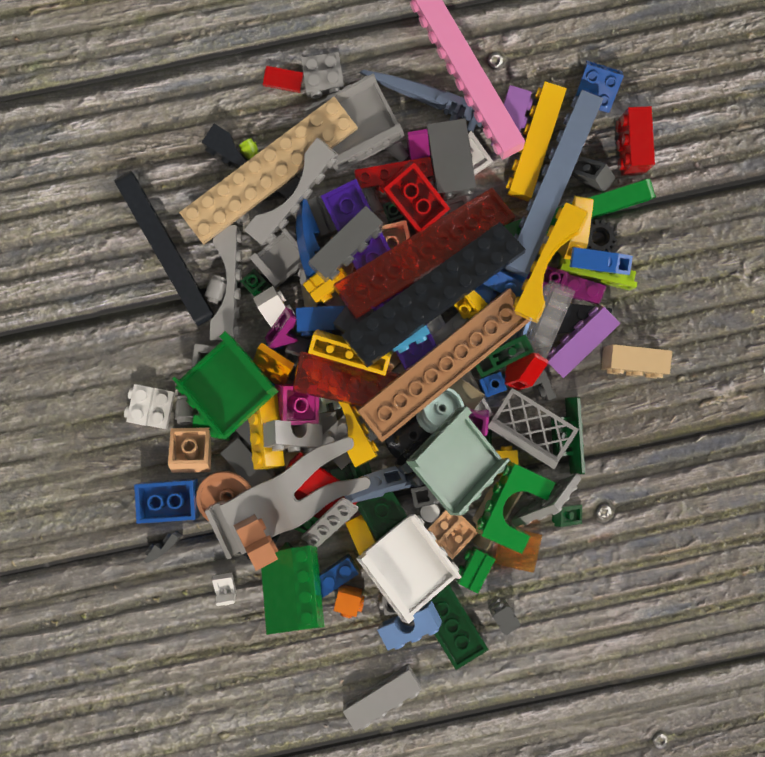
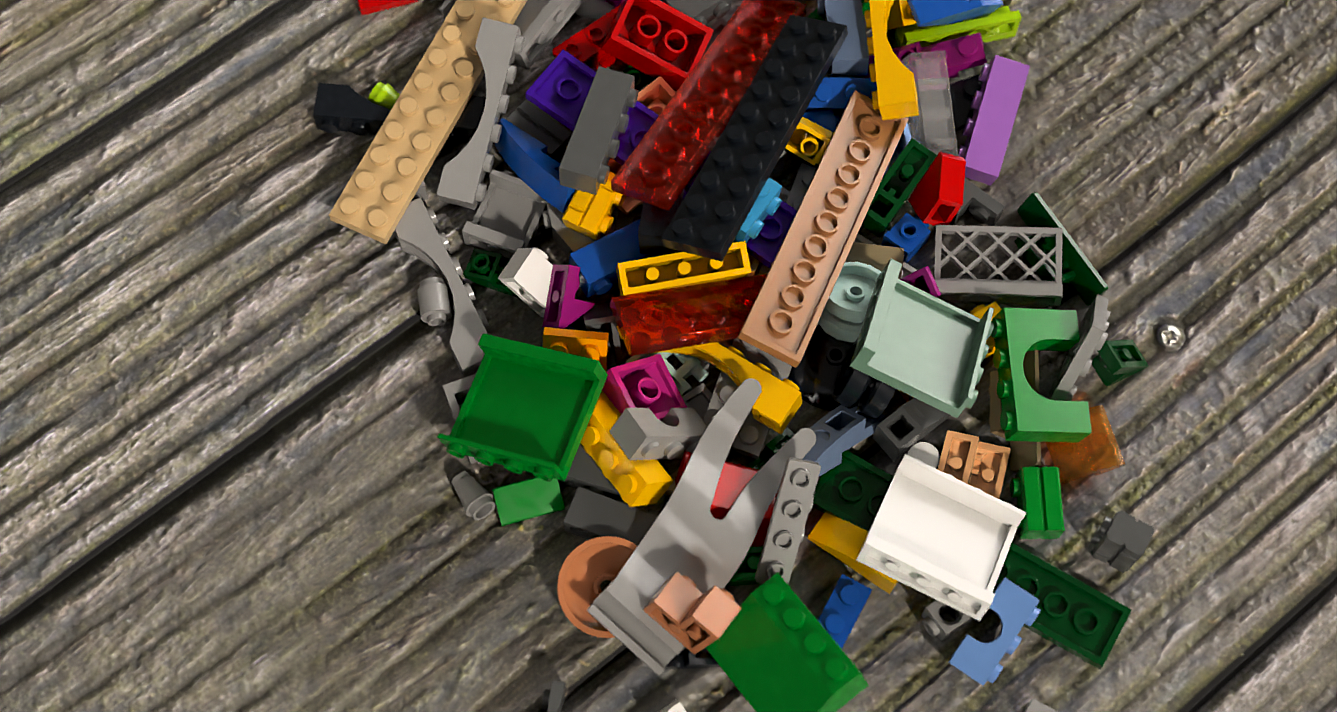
camera: 30 degrees left, 20 degrees down
(149, 406) = (416, 516): white plate -> none
(164, 248) = (329, 284): black beam -> none
(166, 501) = (517, 636): blue brick -> none
(189, 450) = (514, 546): light nougat slope -> none
(349, 601) = (880, 640): orange brick -> none
(636, 361) = (1081, 107): tan brick -> none

